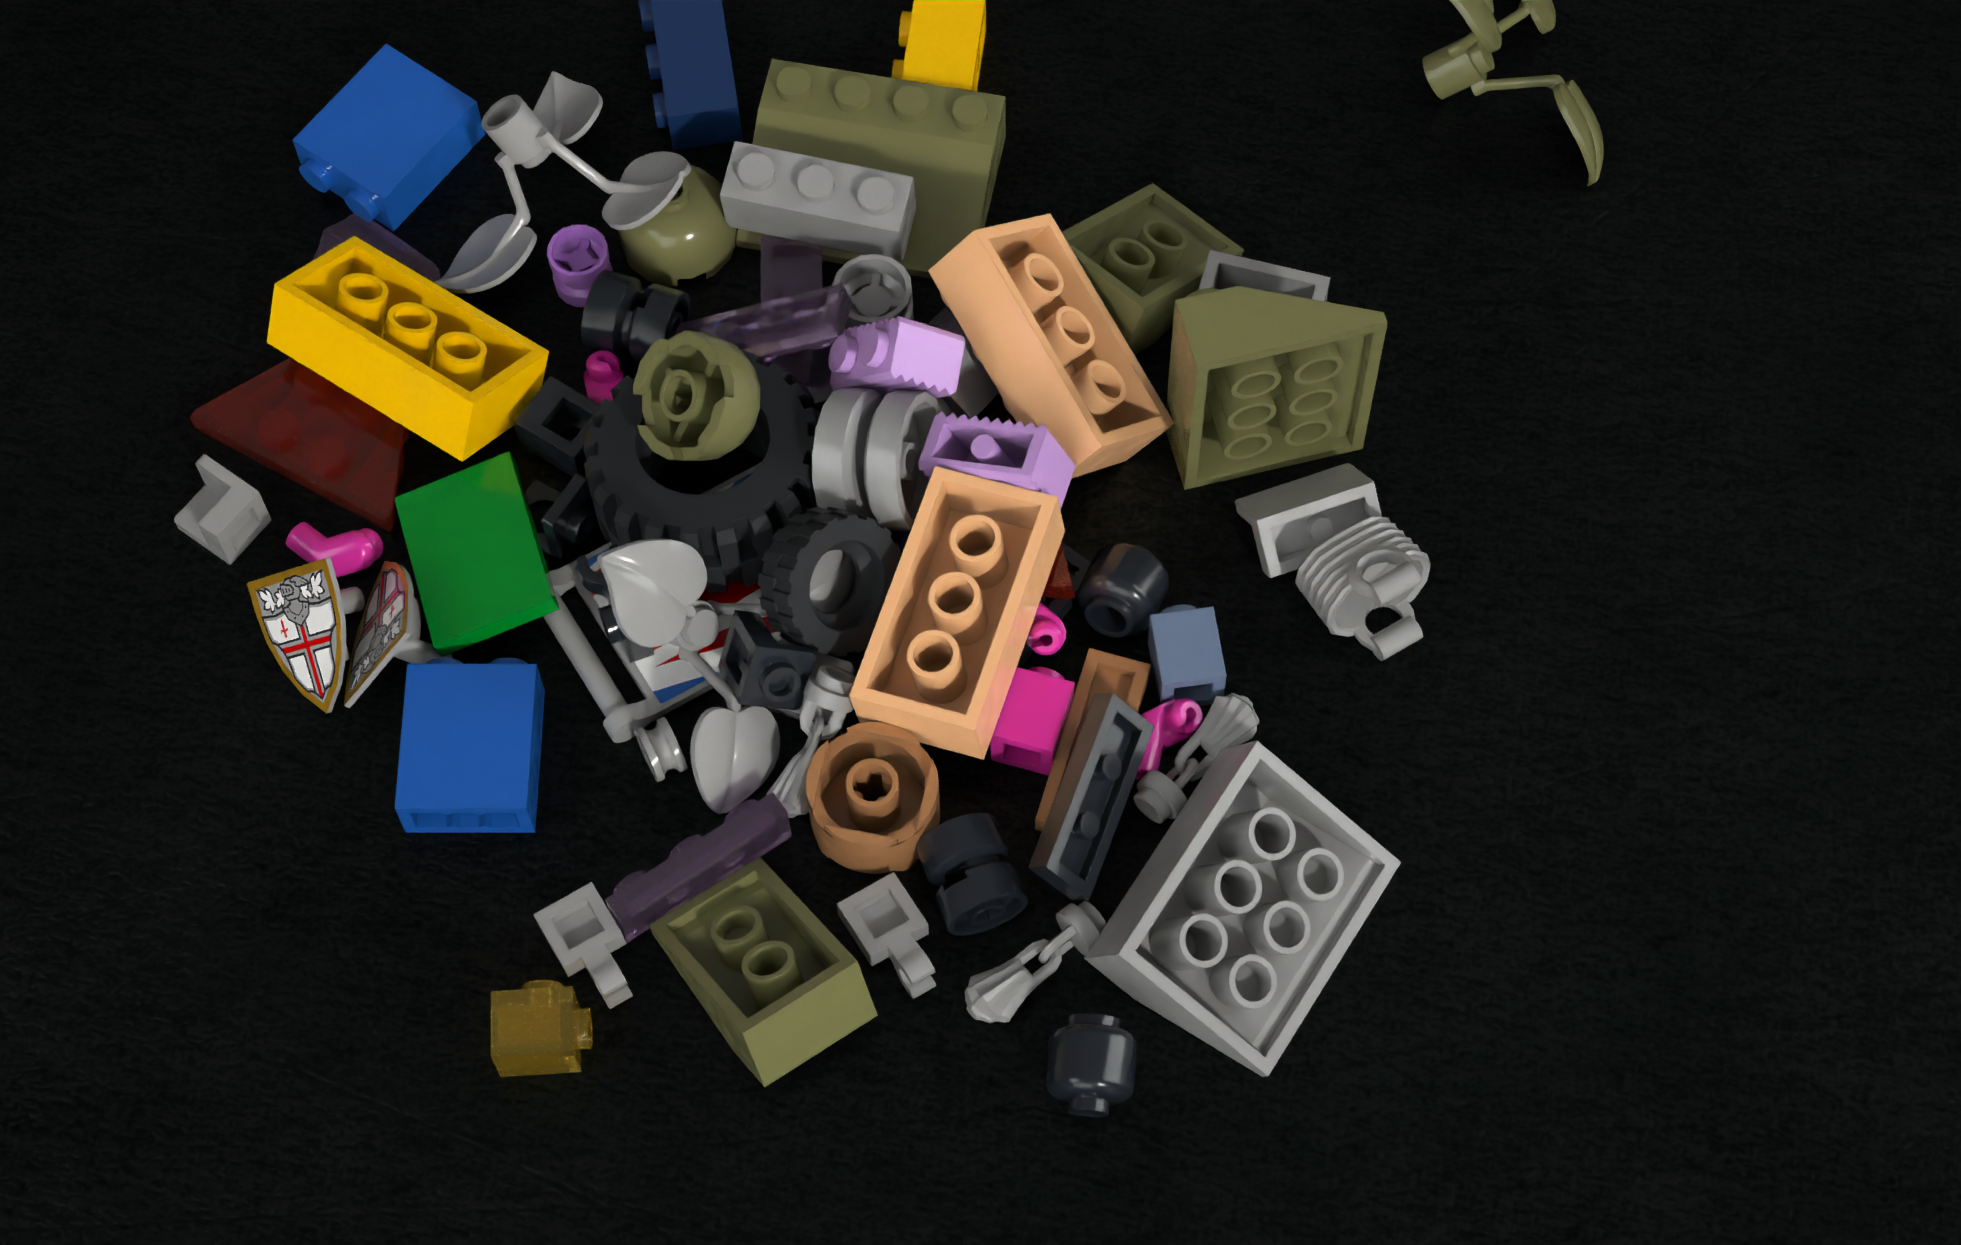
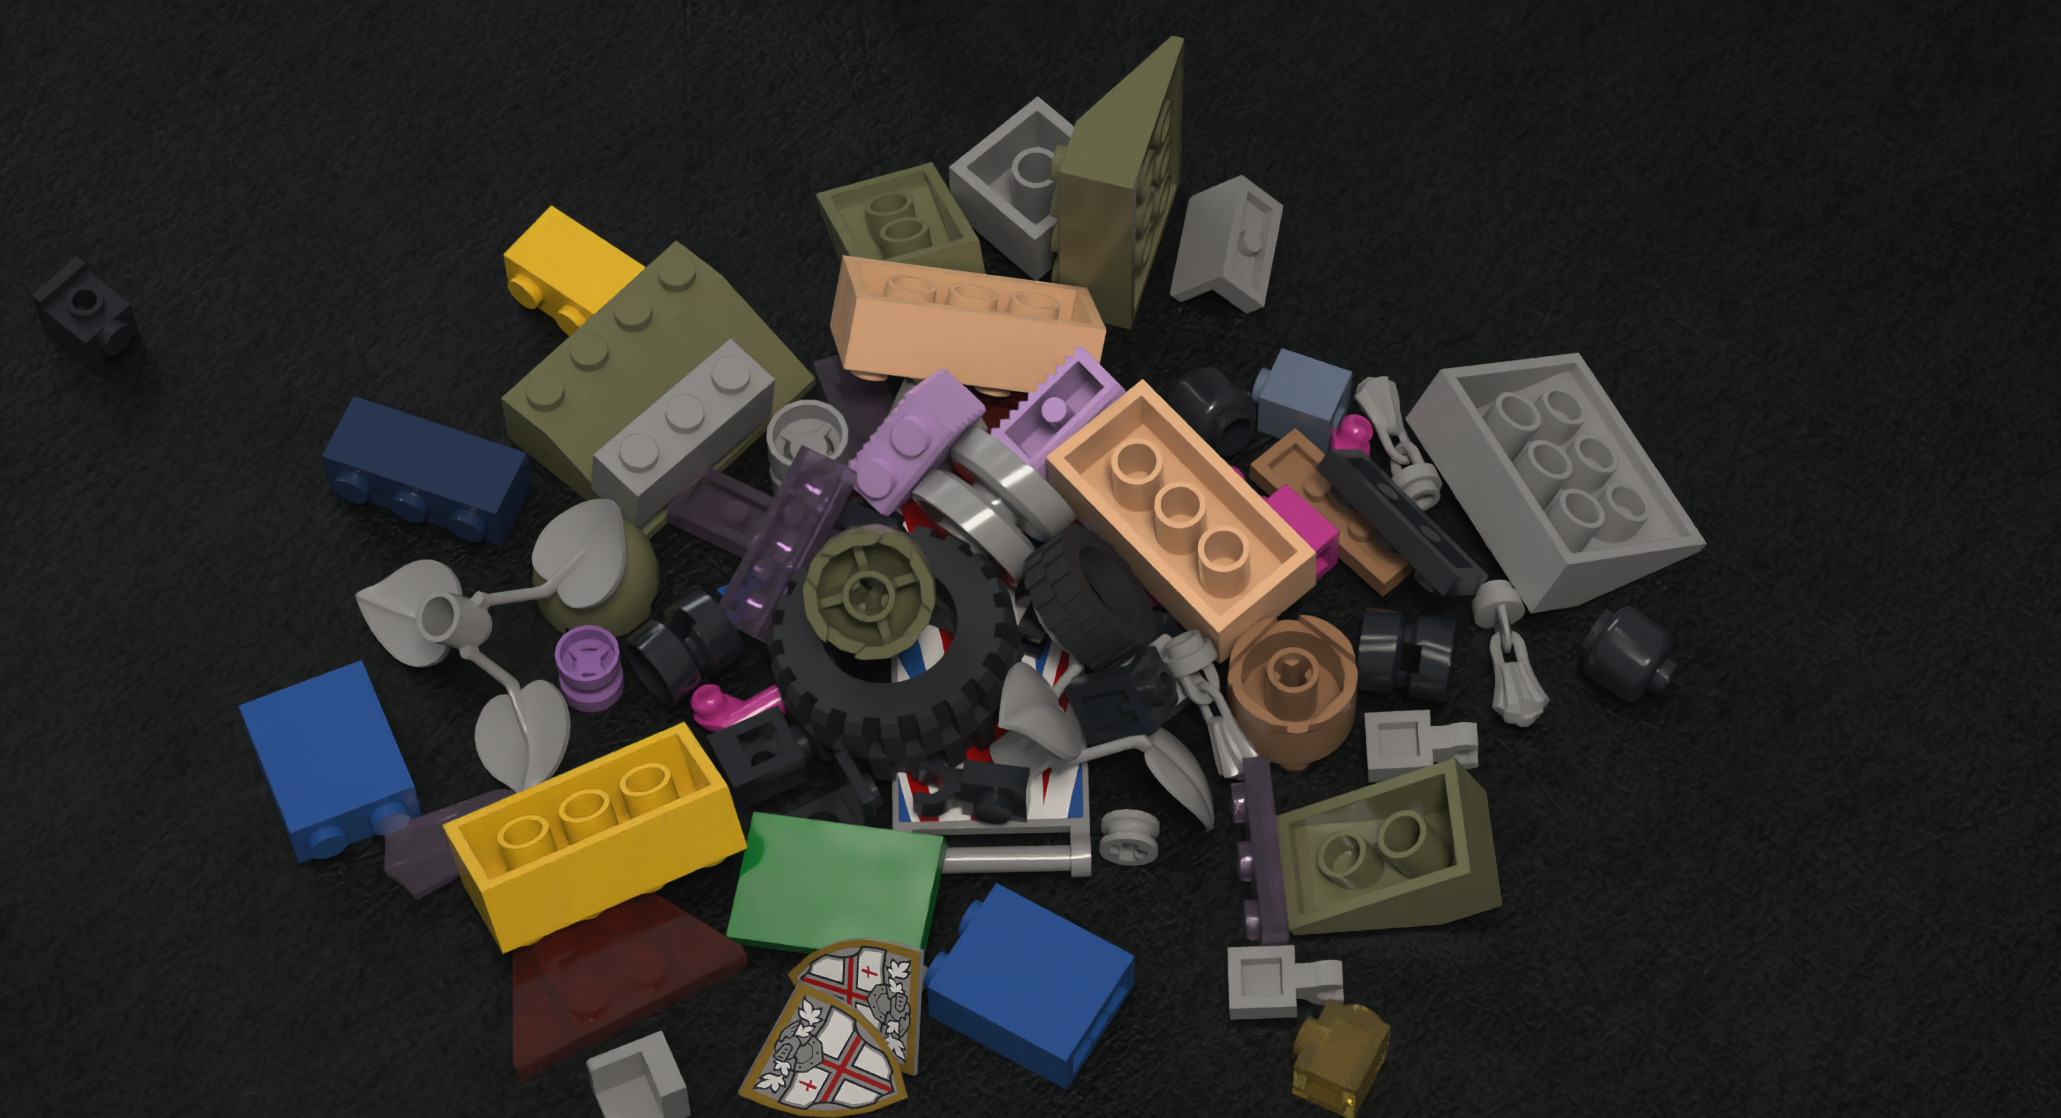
camera: 60 degrees left, 5 degrees down
(348, 551) = (751, 1012): dark pink arm -> none
(1366, 570) = (1316, 220): light grey piece -> none

